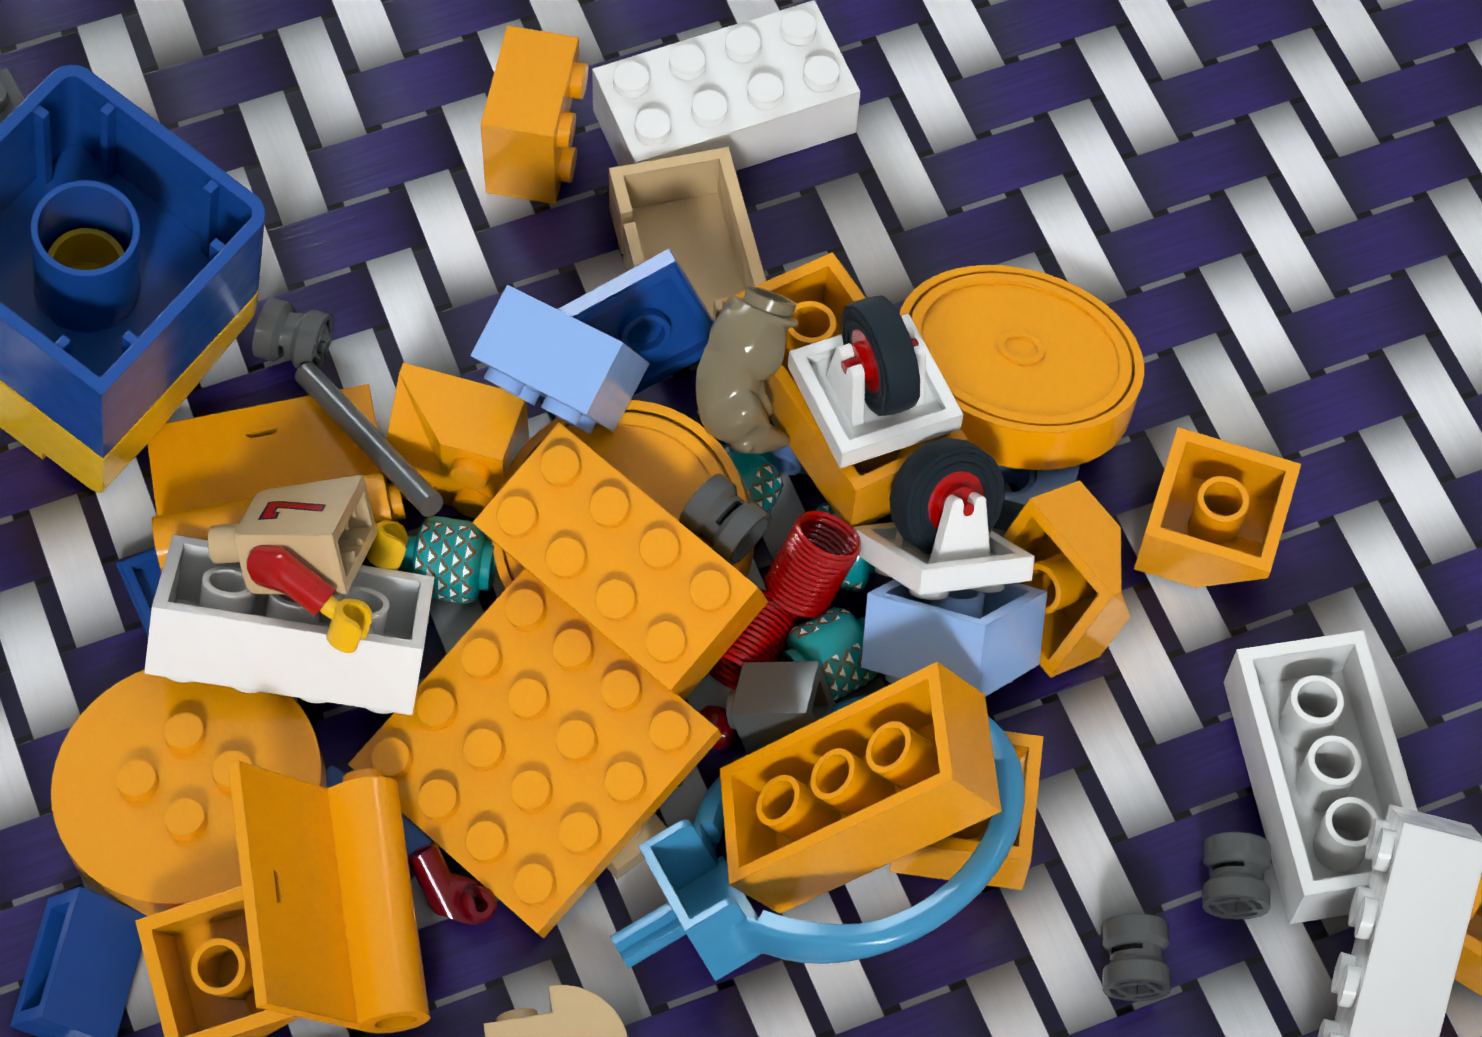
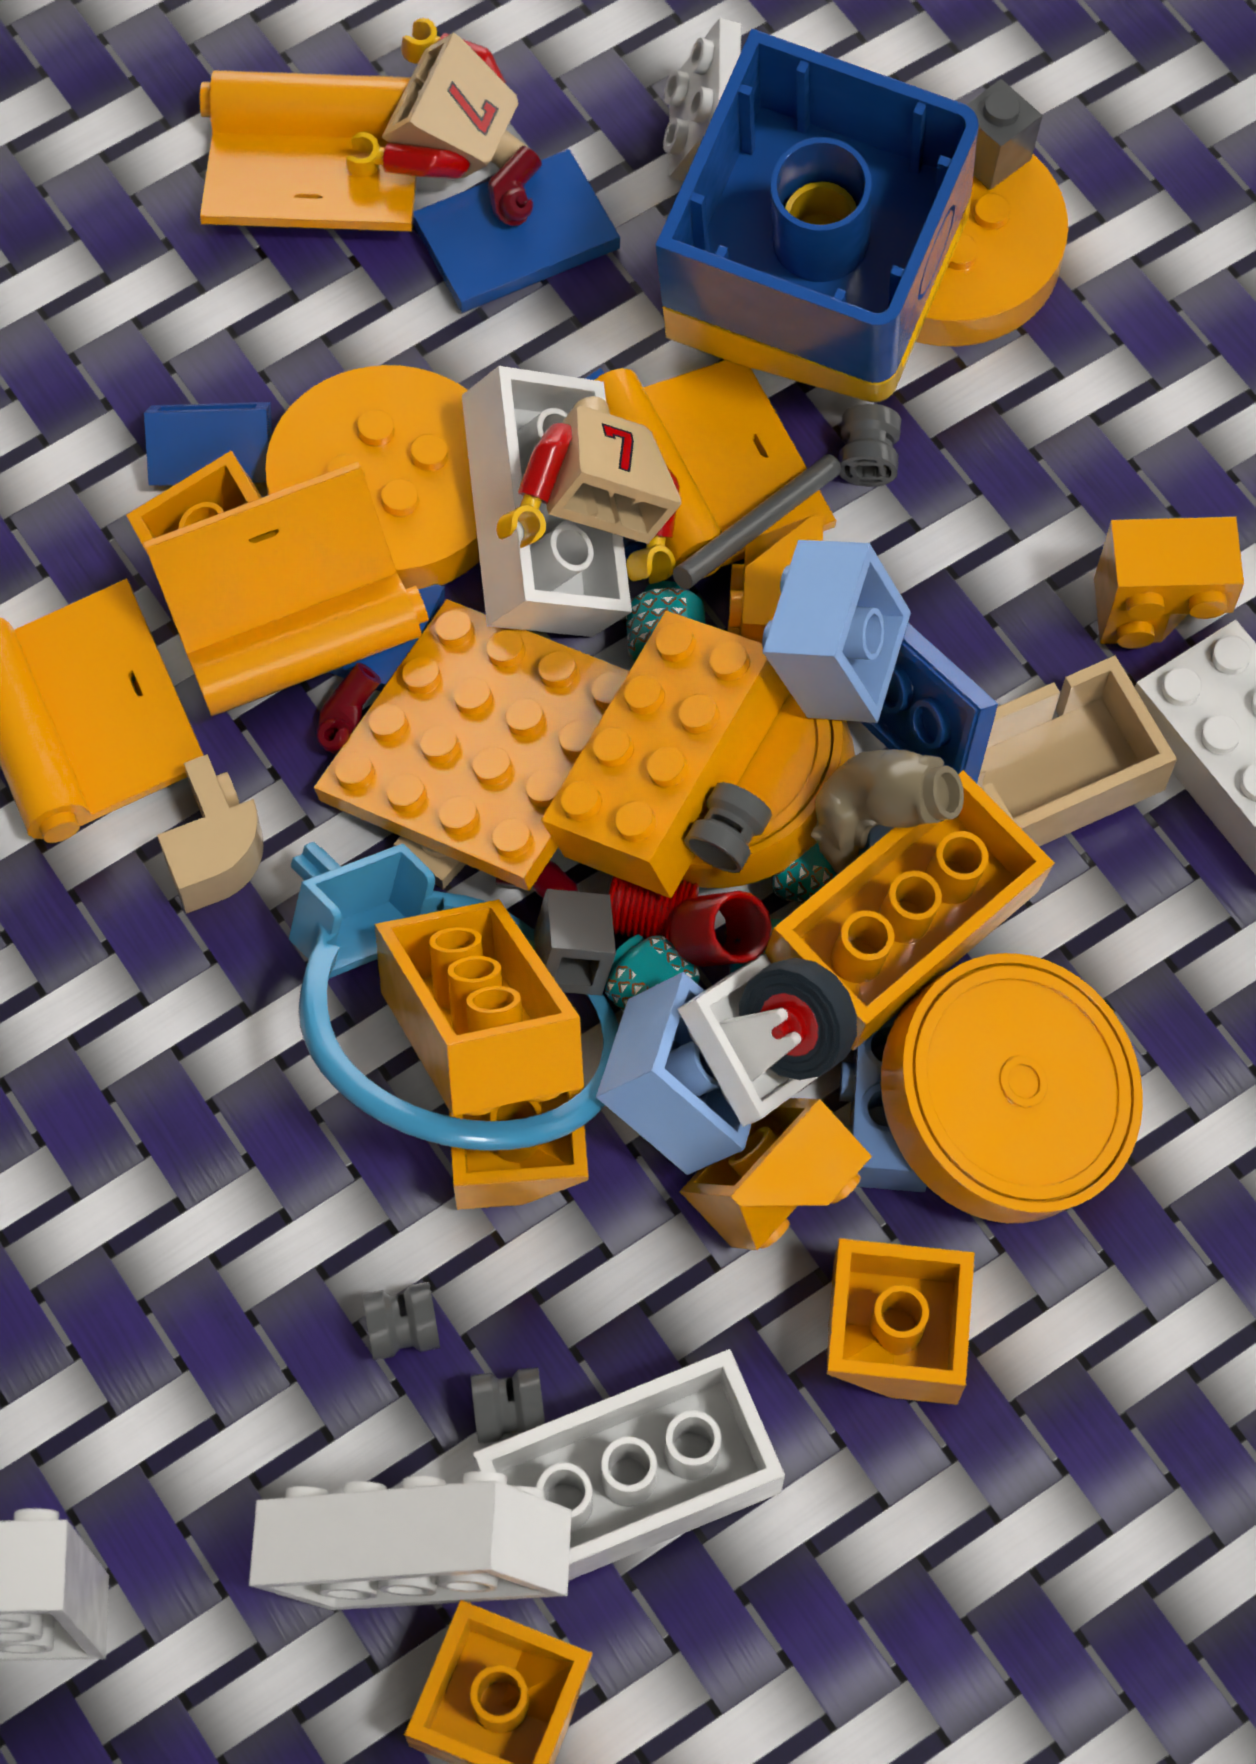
camera: 80 degrees right, 5 degrees up
(874, 384) = (885, 916): white plate -> none

